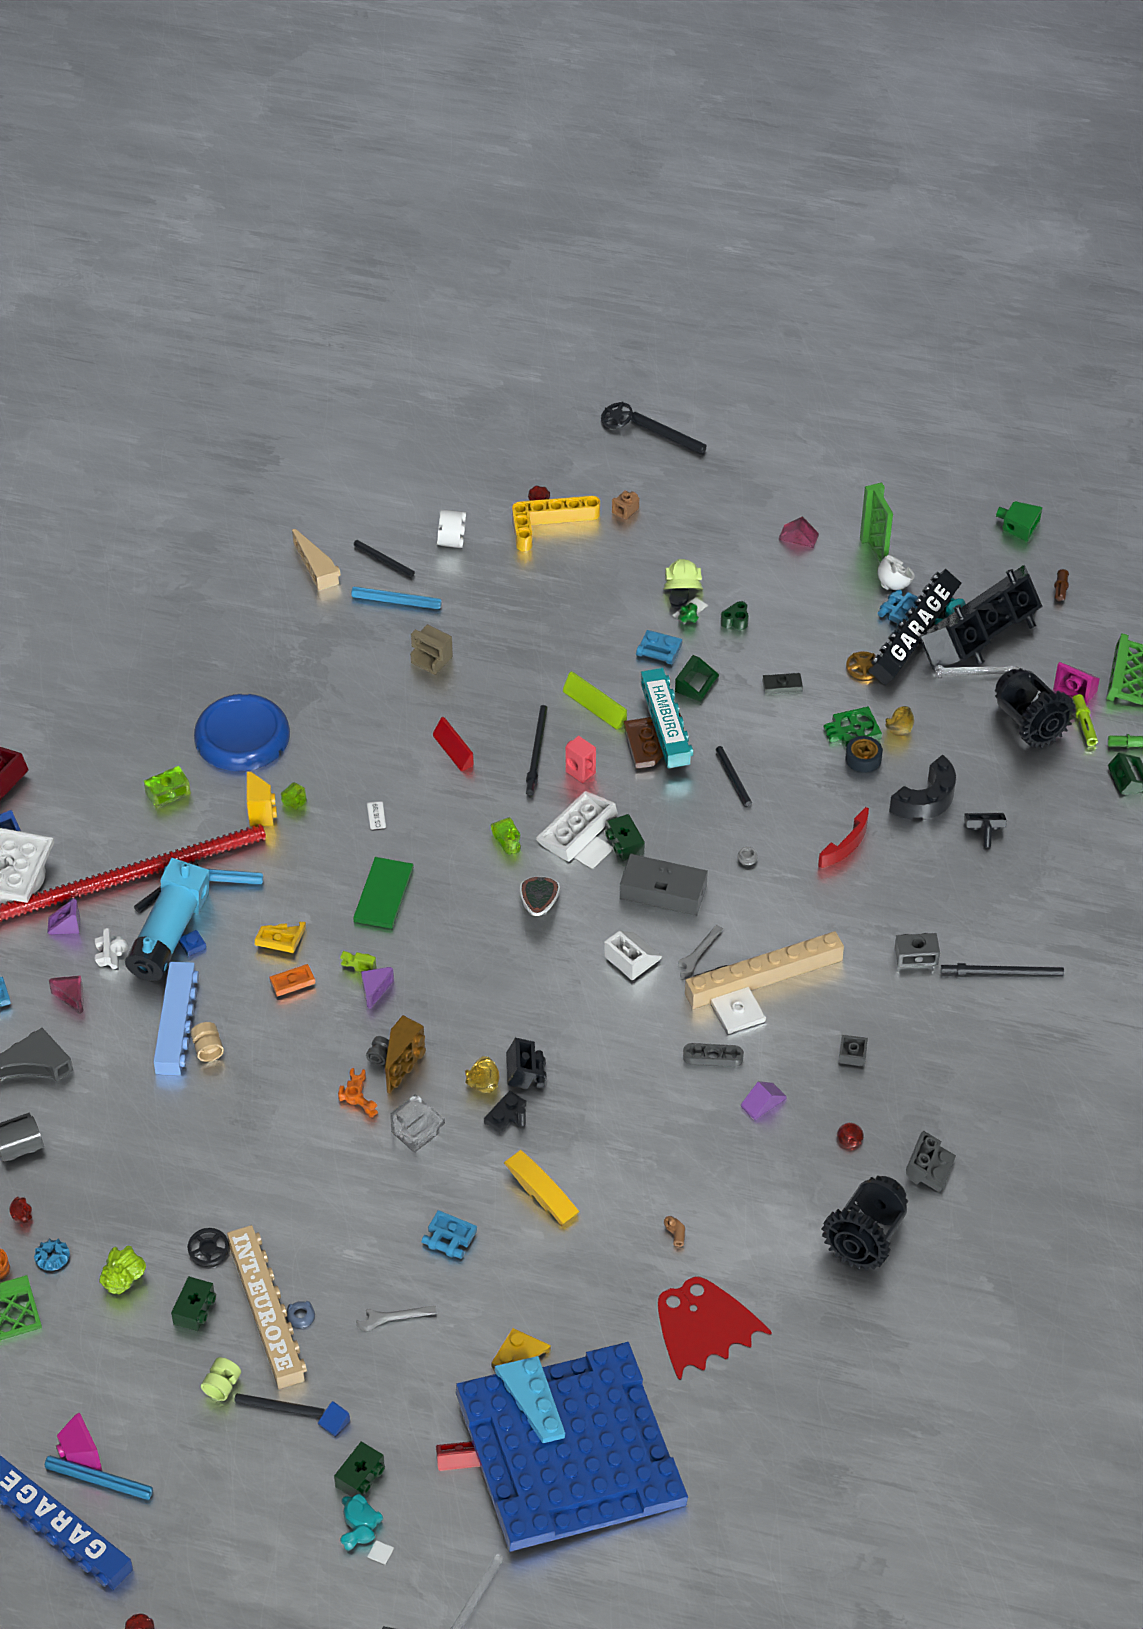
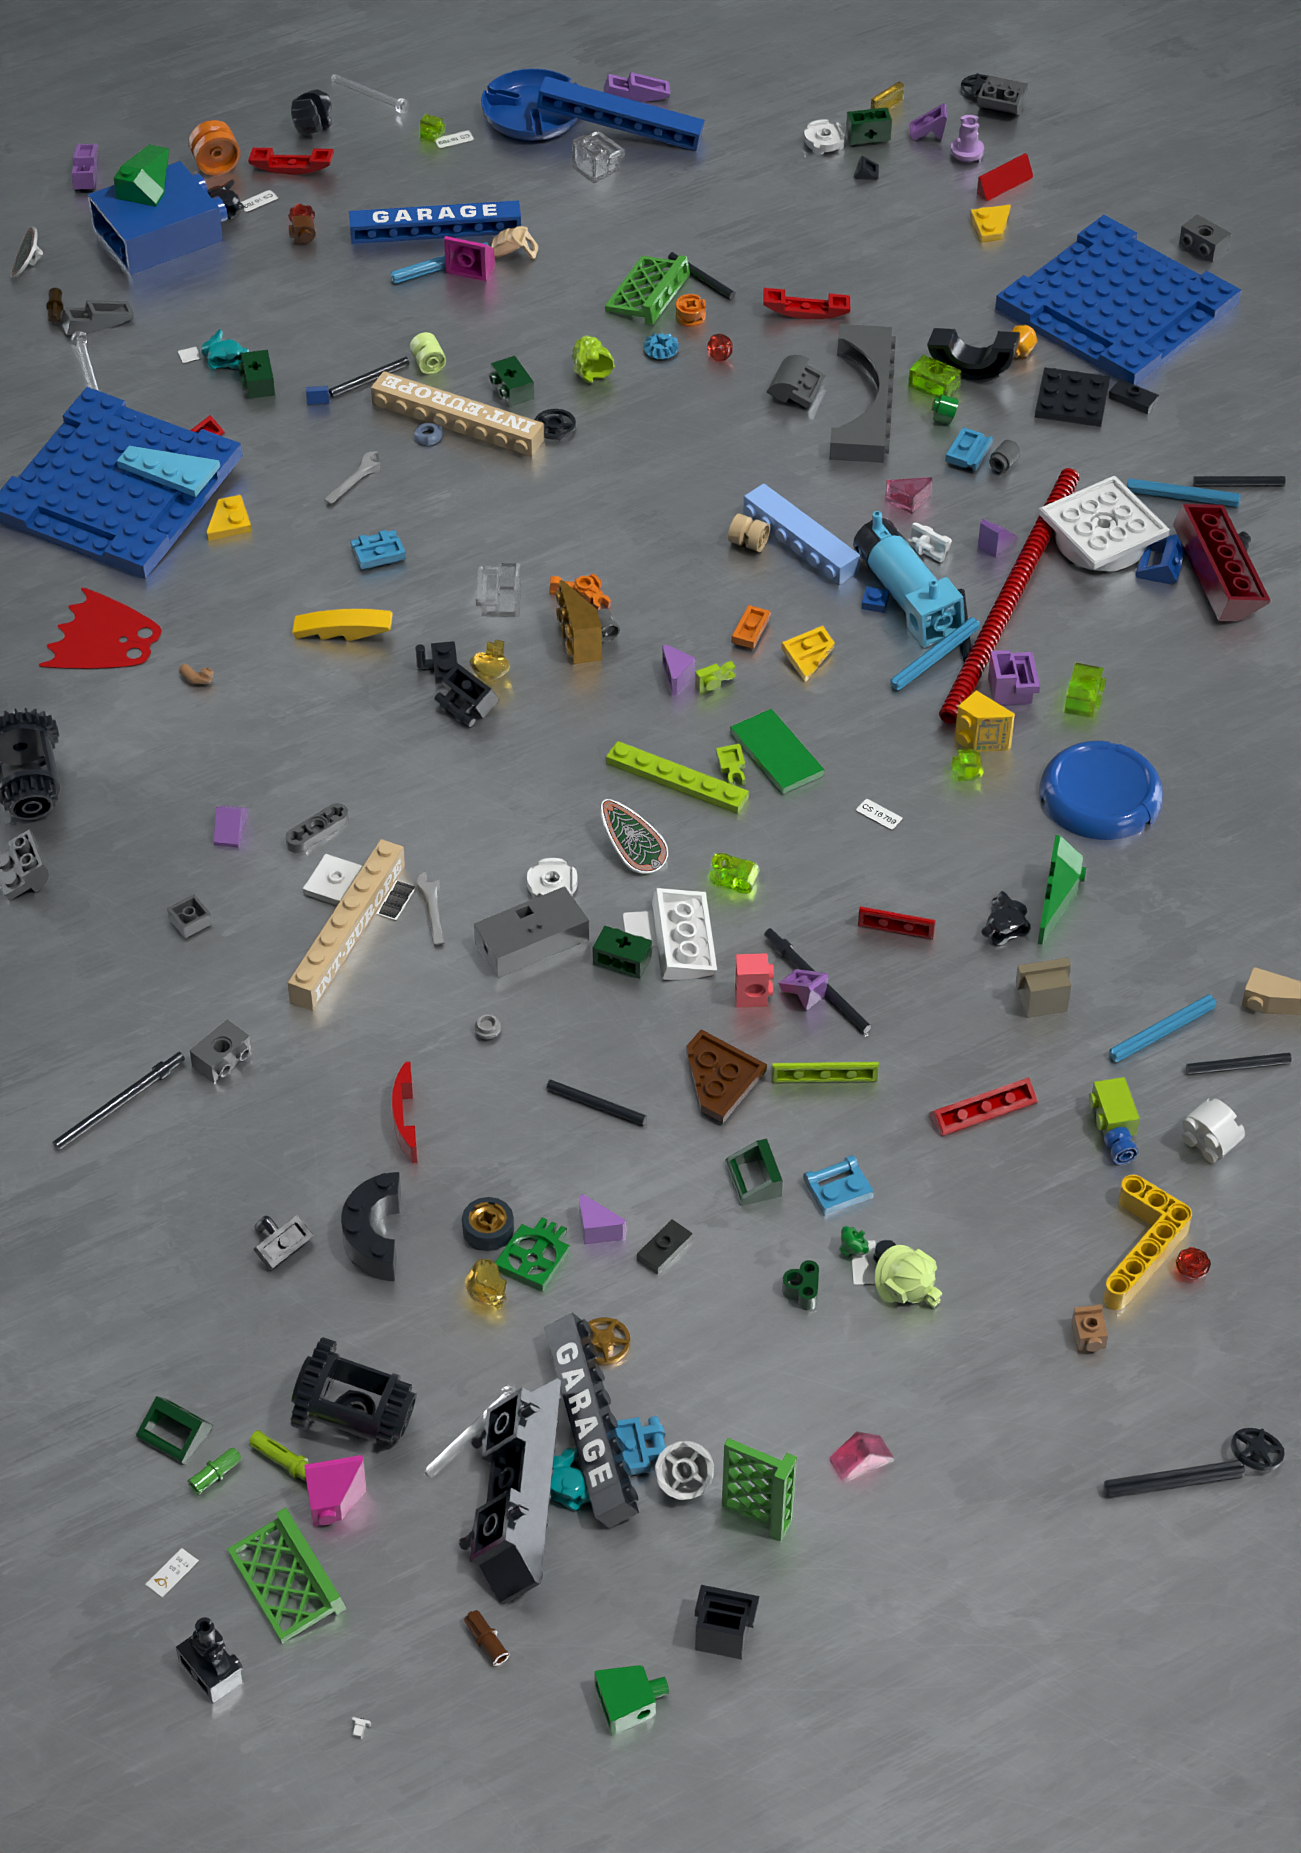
camera: 135 degrees right, 0 degrees up
(29, 1445) = (513, 239): none -> tan piece
(159, 1607) = (302, 229): none -> reddish brown plate
(197, 819) = (1012, 677): none -> medium lavender plate
(351, 692) = (1062, 884): none -> green wedge
(397, 699) = (1007, 920): none -> black animal
(421, 903) = (732, 761): none -> lime plate
(461, 922) = (677, 777): none -> lime plate
(480, 574) = (1114, 1105): none -> lime brick
(499, 560) = (1121, 1145): none -> blue wheel
(536, 631) = (984, 1106): none -> red slope
(551, 742) = (807, 984): none -> medium lavender slope
(610, 920) = (551, 868): none -> white plate
(630, 953) = (486, 848): white slope -> none
(666, 718) = (723, 1085): teal brick -> none
(807, 711) = (599, 1223): none -> medium lavender slope
(850, 1140) = (121, 849): clear red plate -> none
(946, 510) = (724, 1621): none -> black plate

